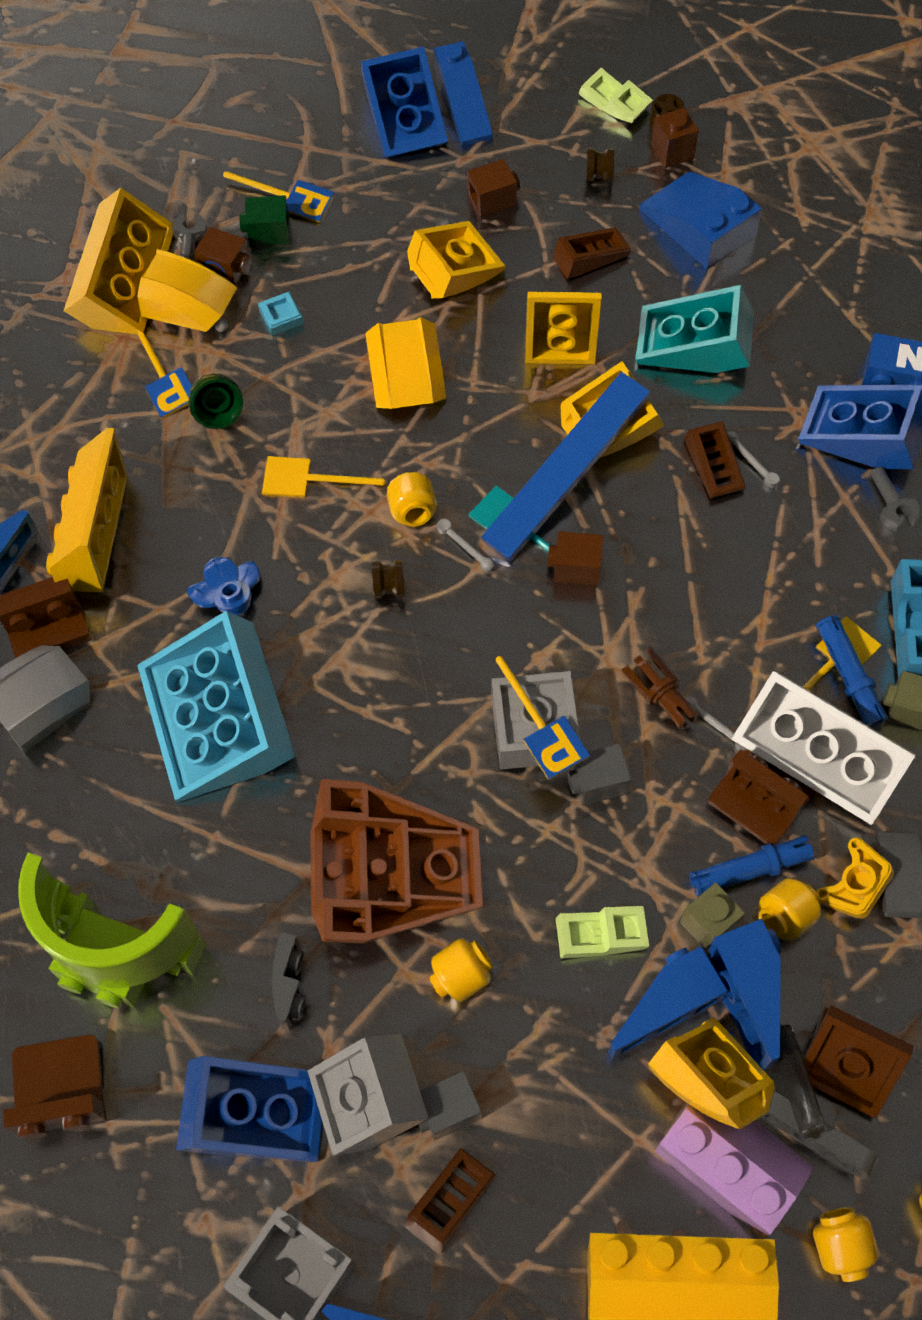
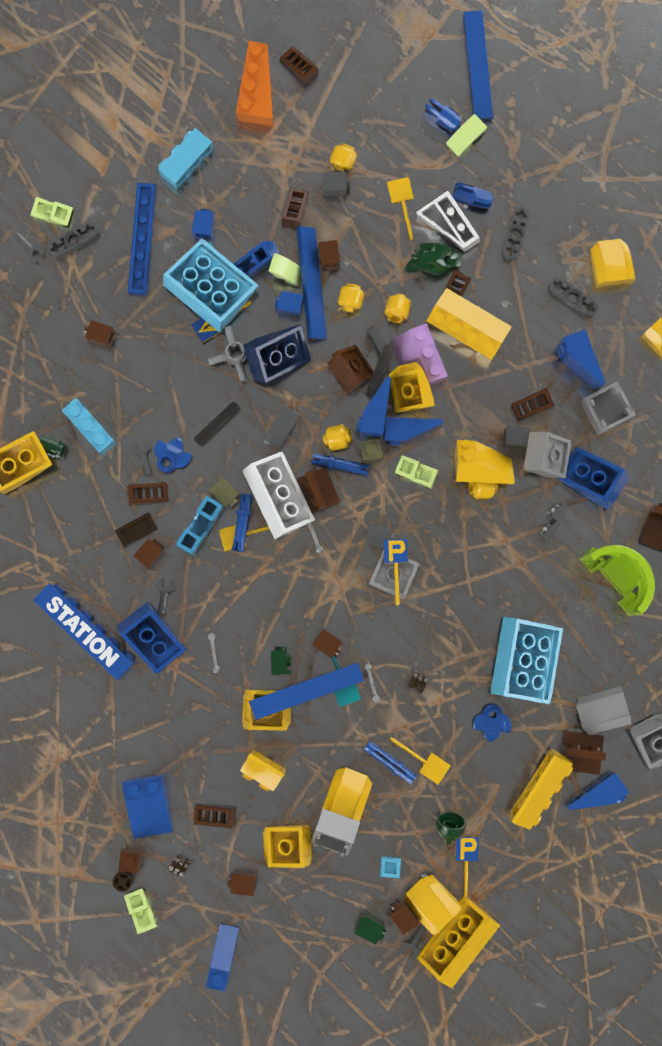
camera: 155 degrees left, 20 degrees up
(304, 200) = (340, 935): piece -> none
(364, 443) = (409, 776): none -> blue pin
(387, 864) = (490, 544): dark orange wedge -> none
(396, 295) = (335, 832): none -> light grey container
(403, 102) = (257, 968): blue slope -> none
(411, 499) = (385, 717): yellow head -> none
(485, 1005) = (482, 464): none -> yellow slope
(636, 492) = (280, 661): none -> dark green brick
(664, 691) = (329, 562): reddish brown arm -> none
(698, 332) = (196, 734): teal slope -> none
(717, 433) = (230, 677): reddish brown slope -> none
(860, 883) = (300, 431): yellow piece -> none

